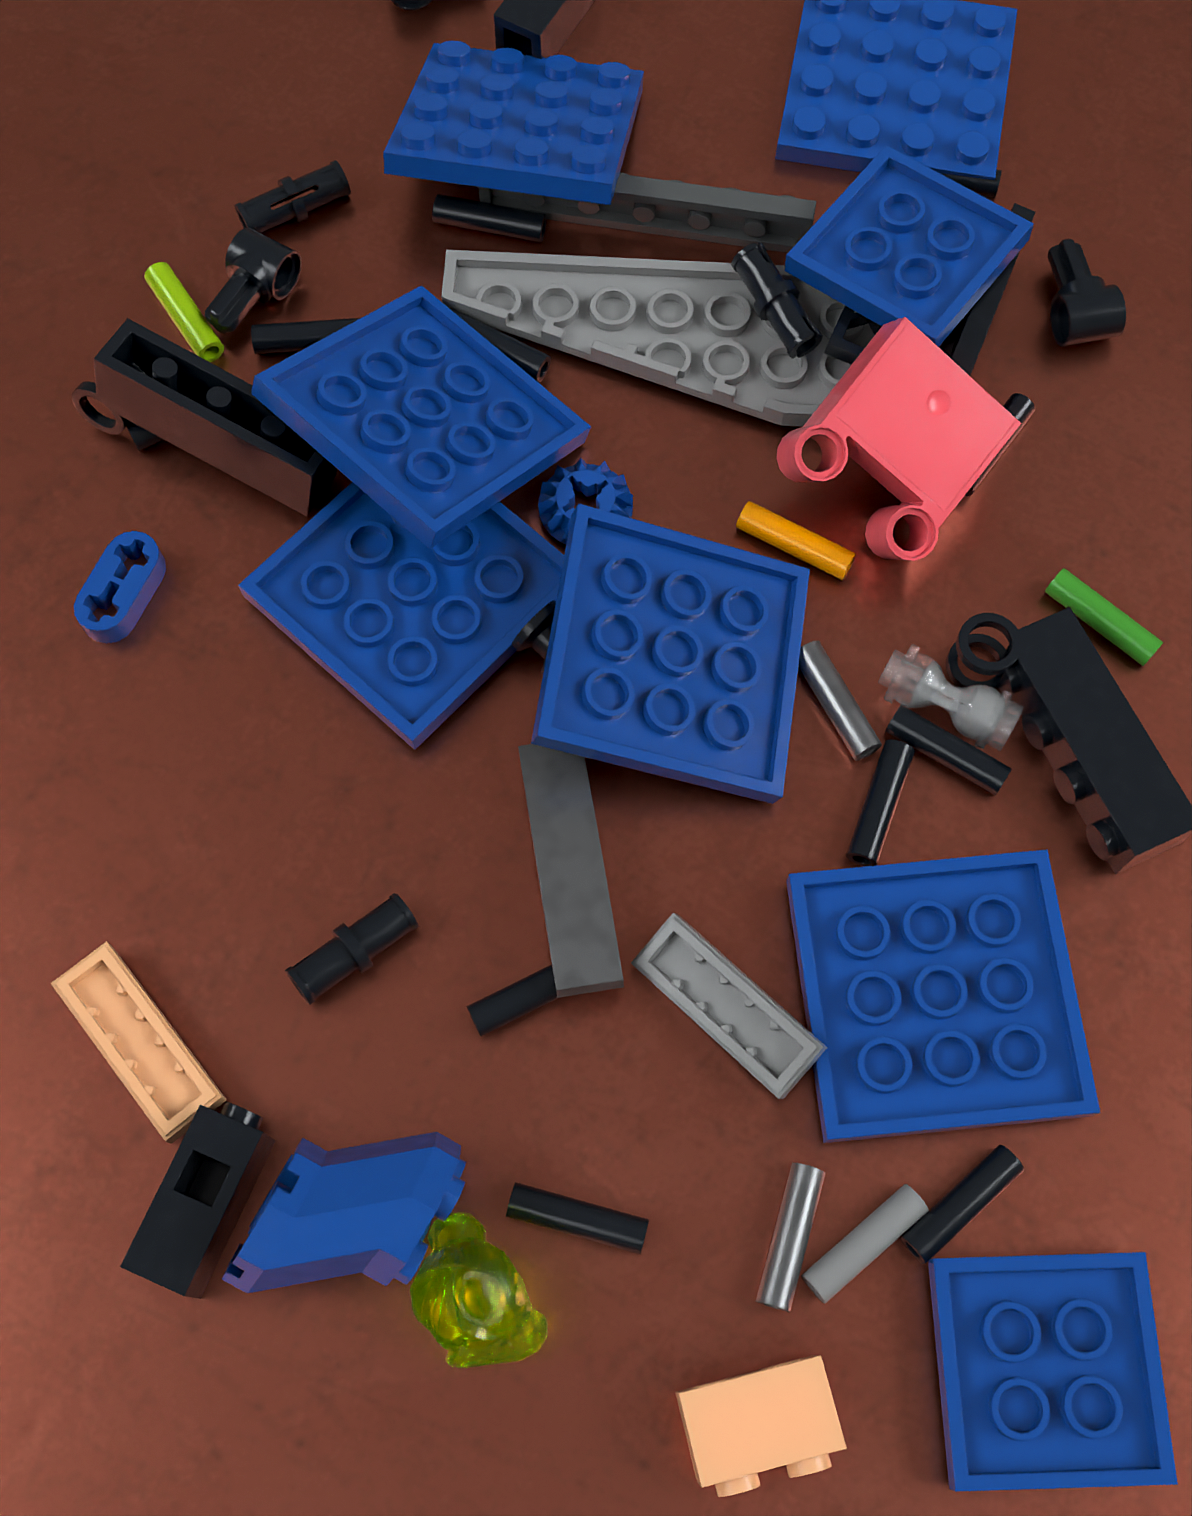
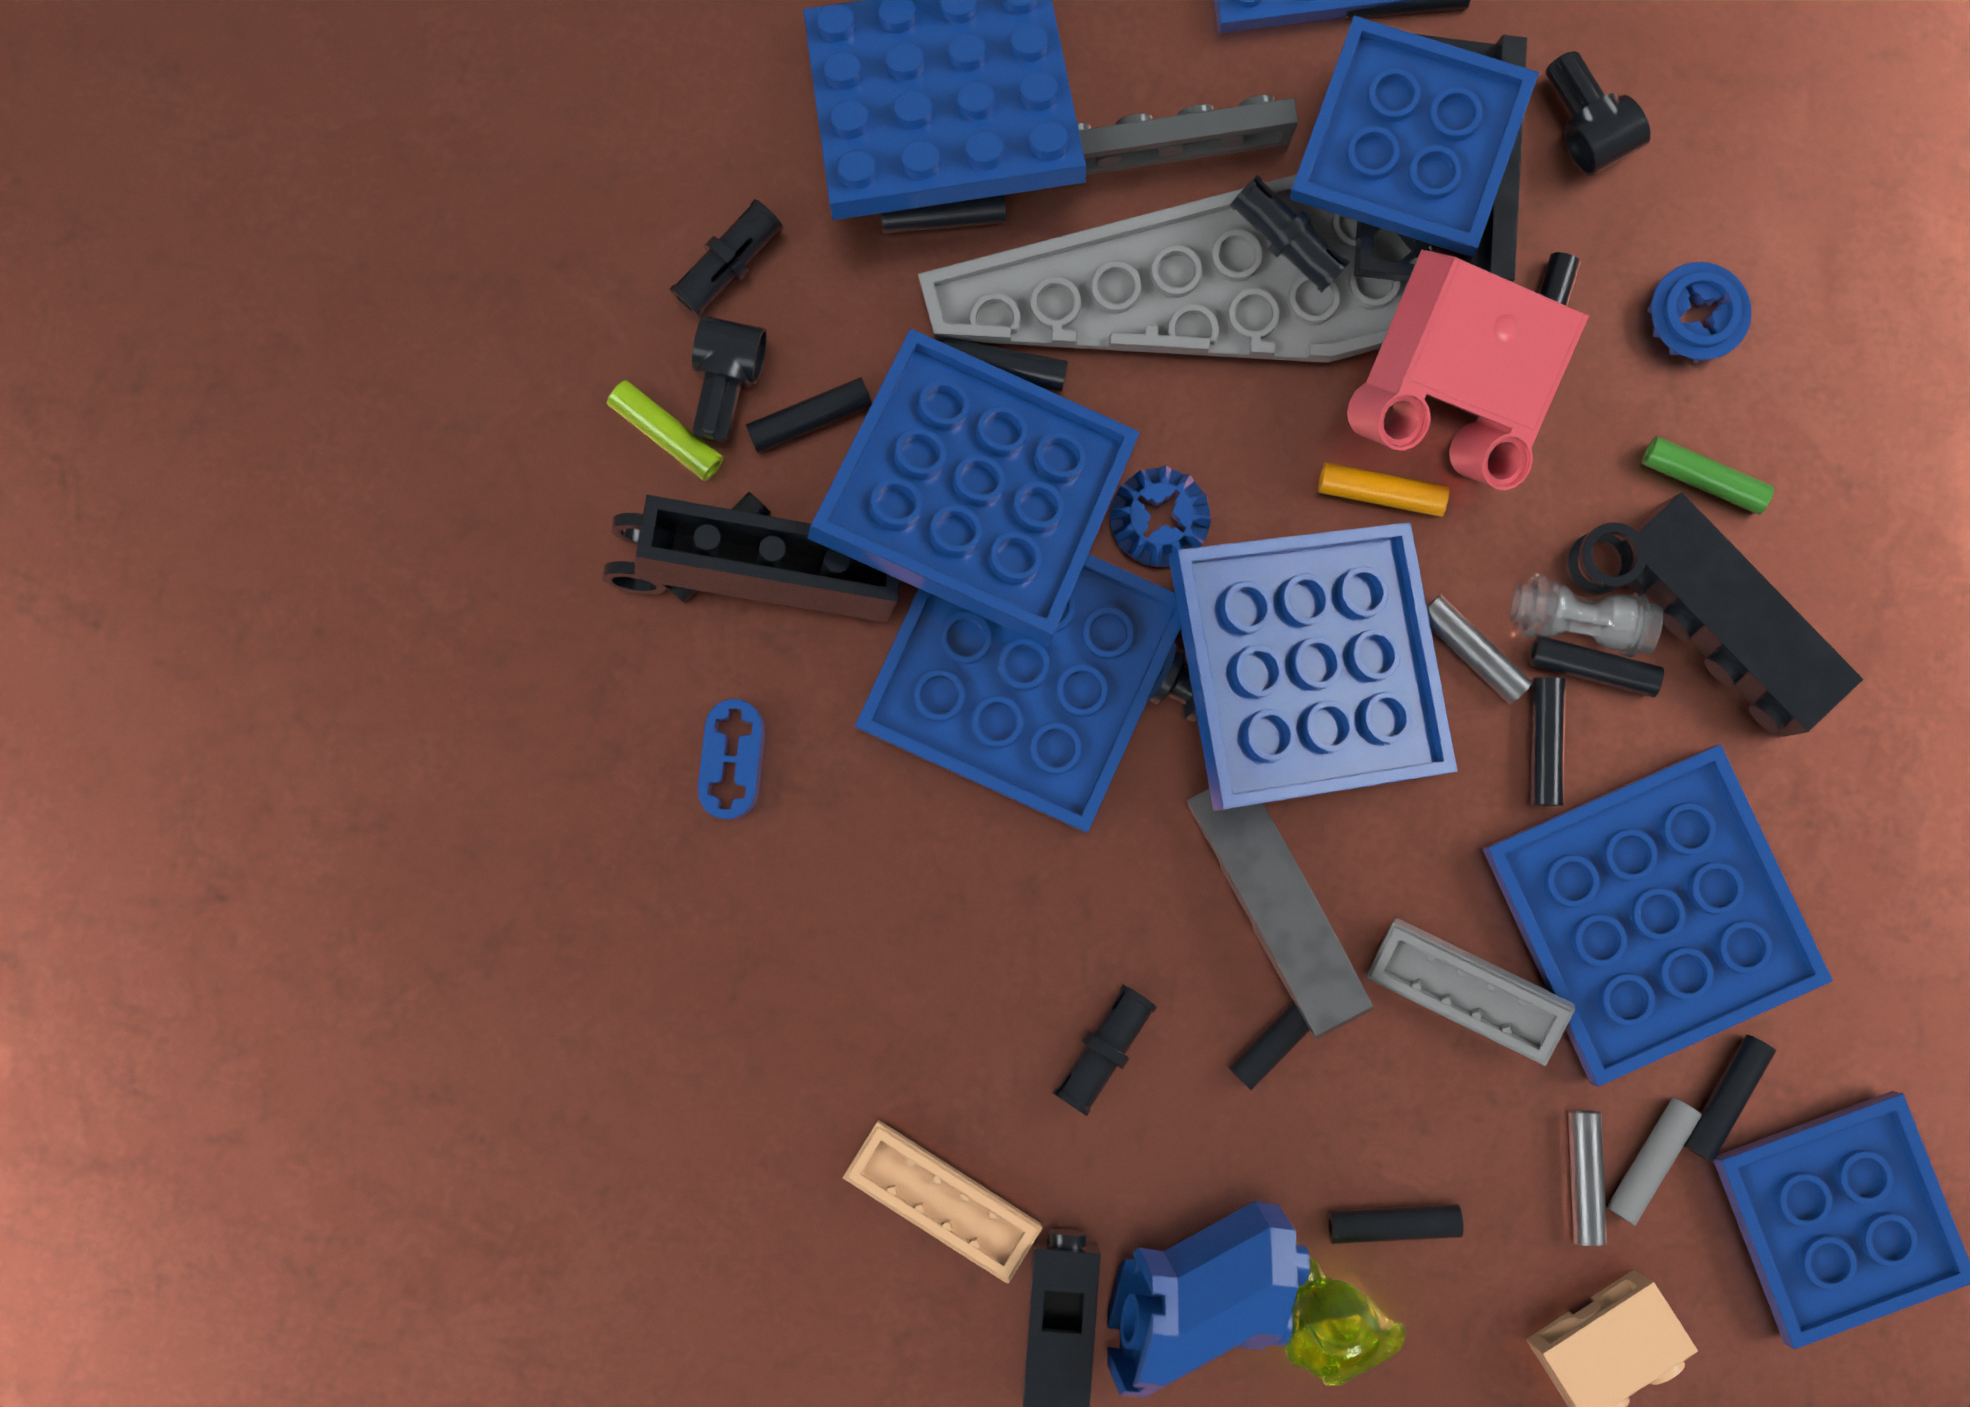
camera: 15 degrees left, 15 degrees up
(1145, 462) = (1704, 285): none -> blue gear

